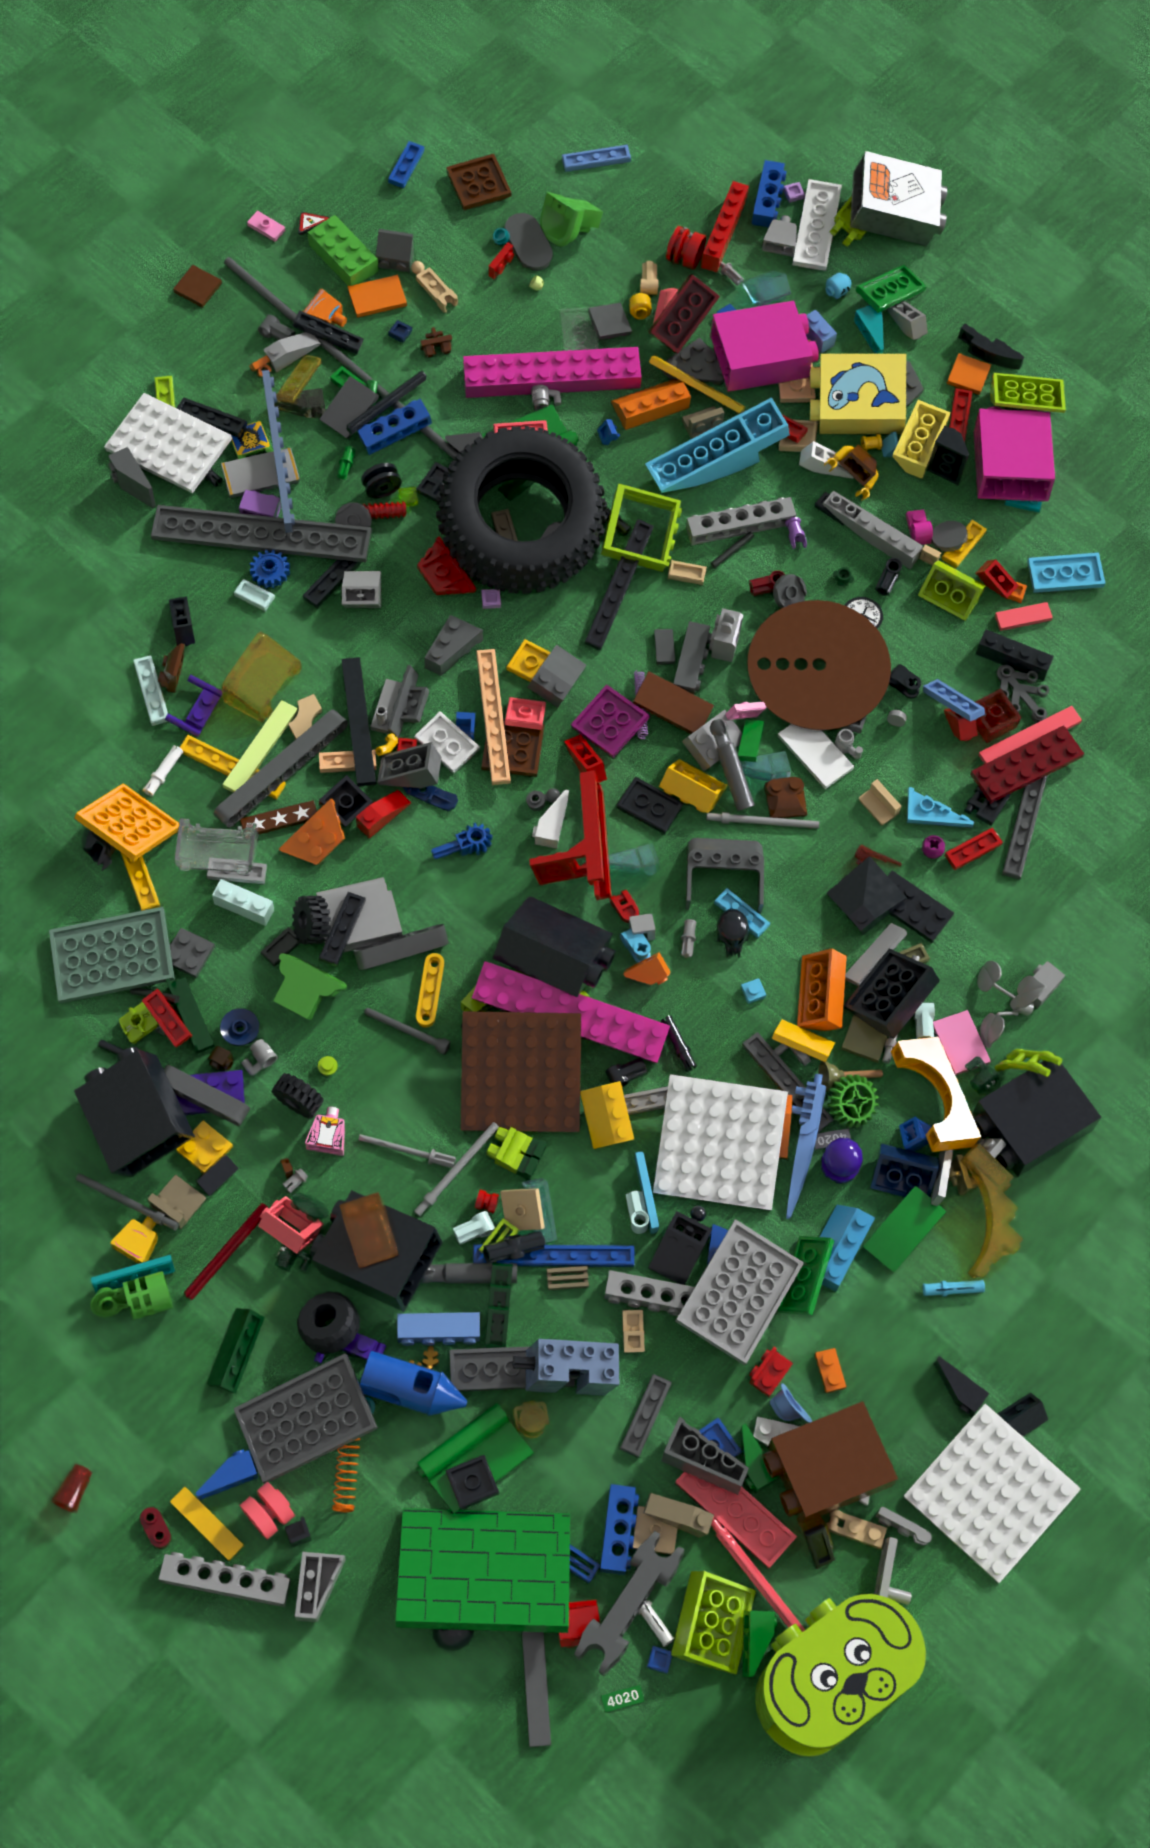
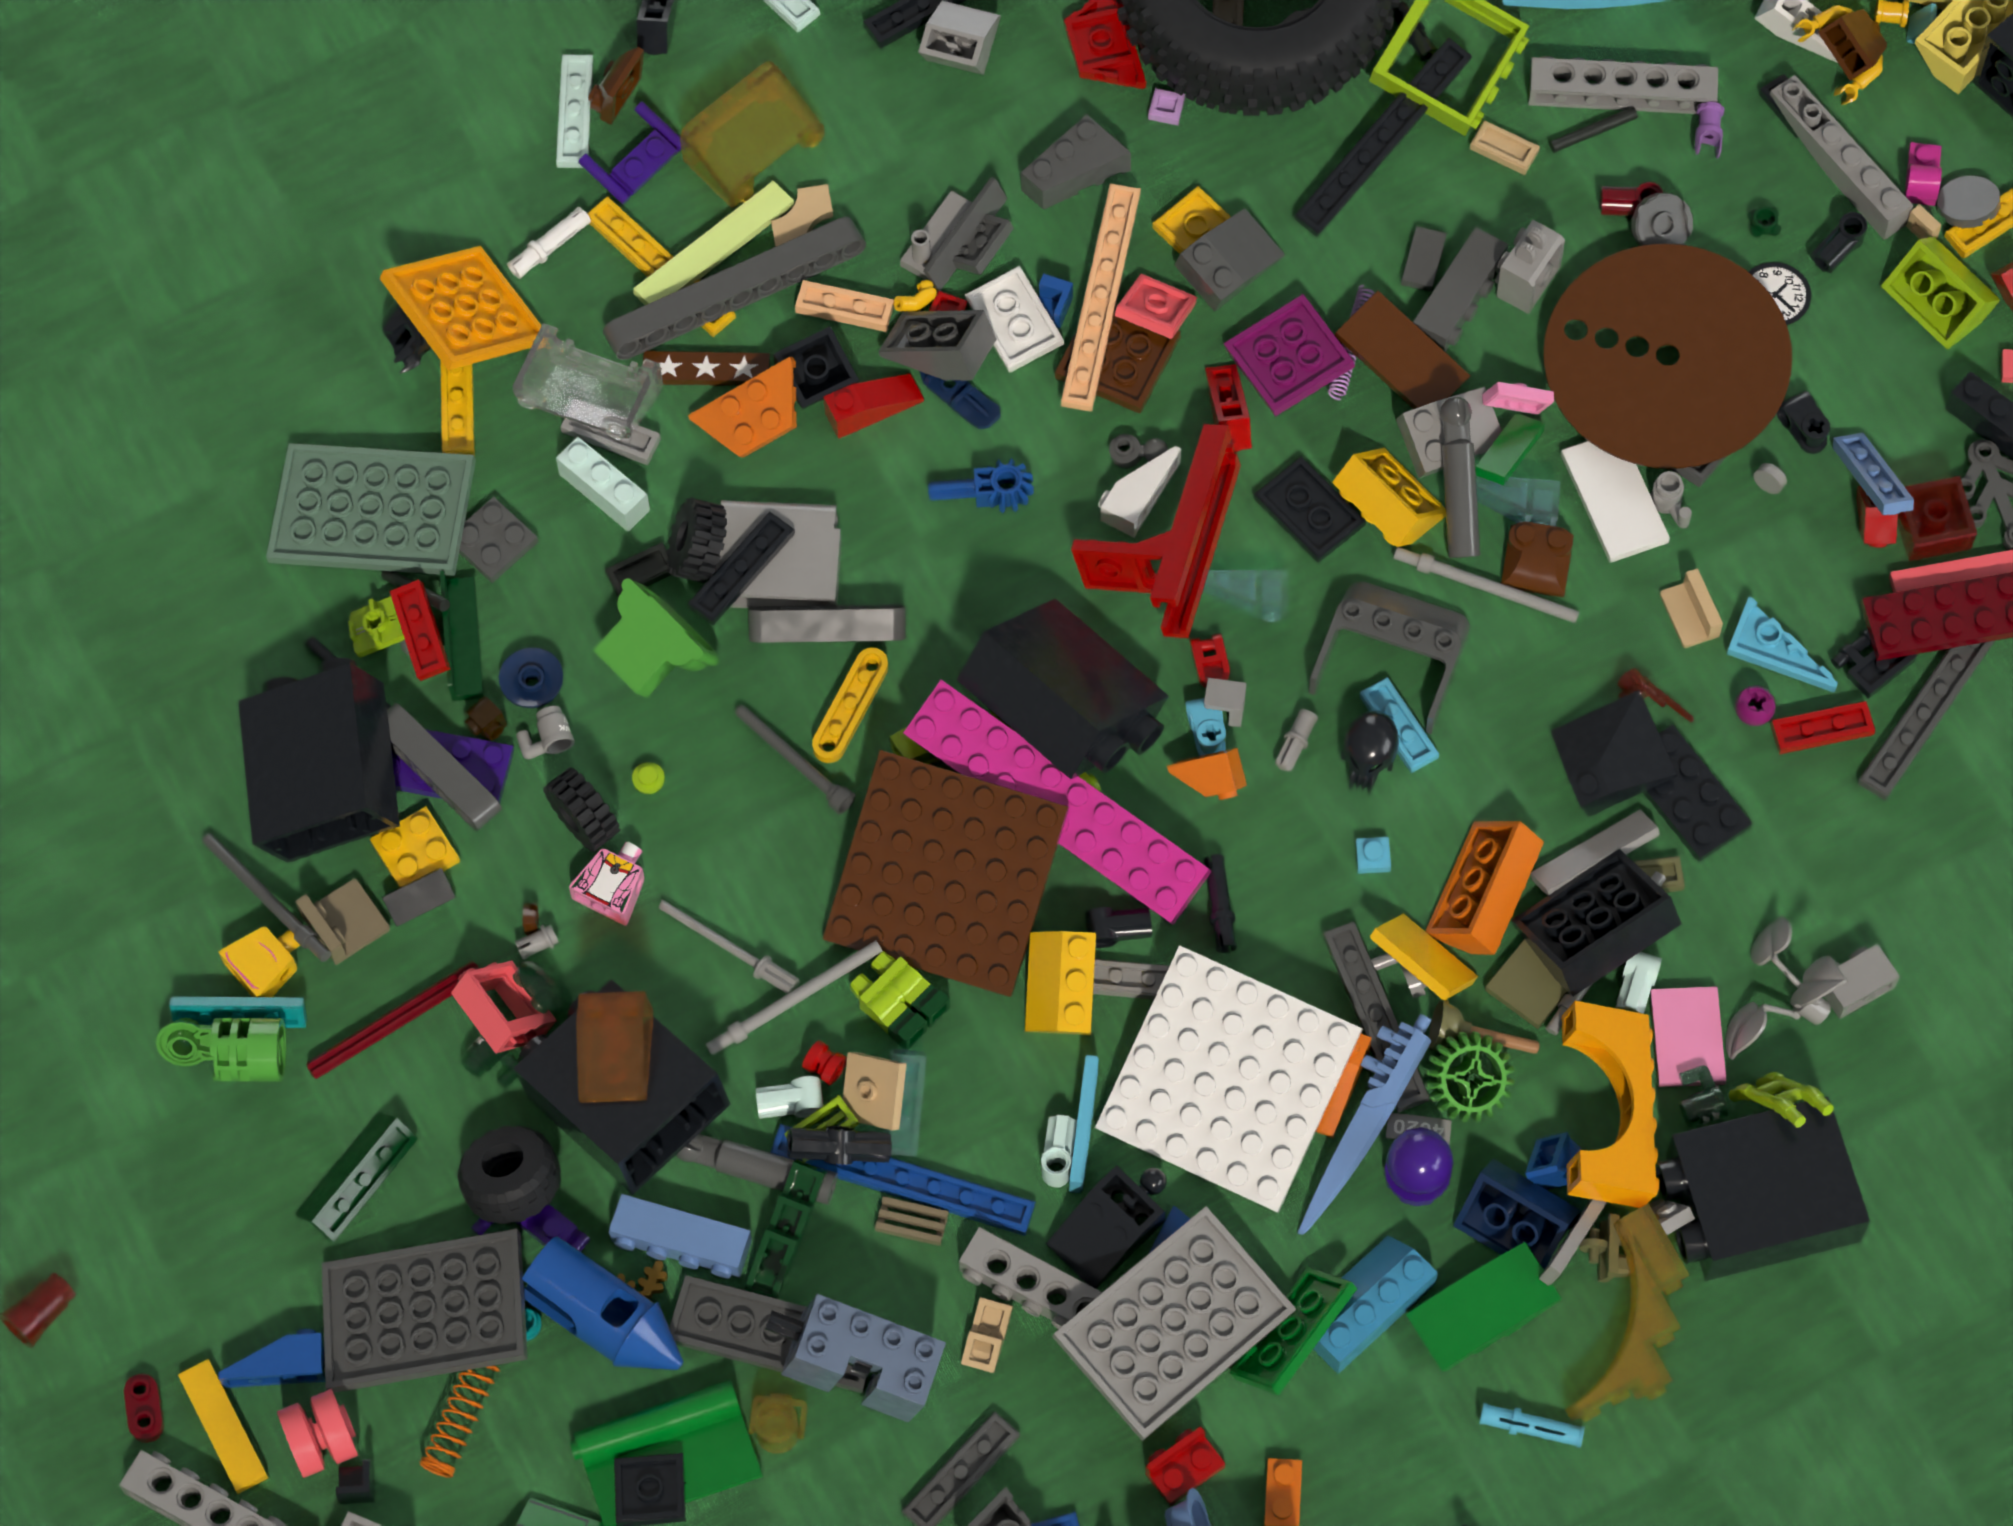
camera: 25 degrees right, 0 degrees up
(358, 722) = (882, 247): black tile -> none

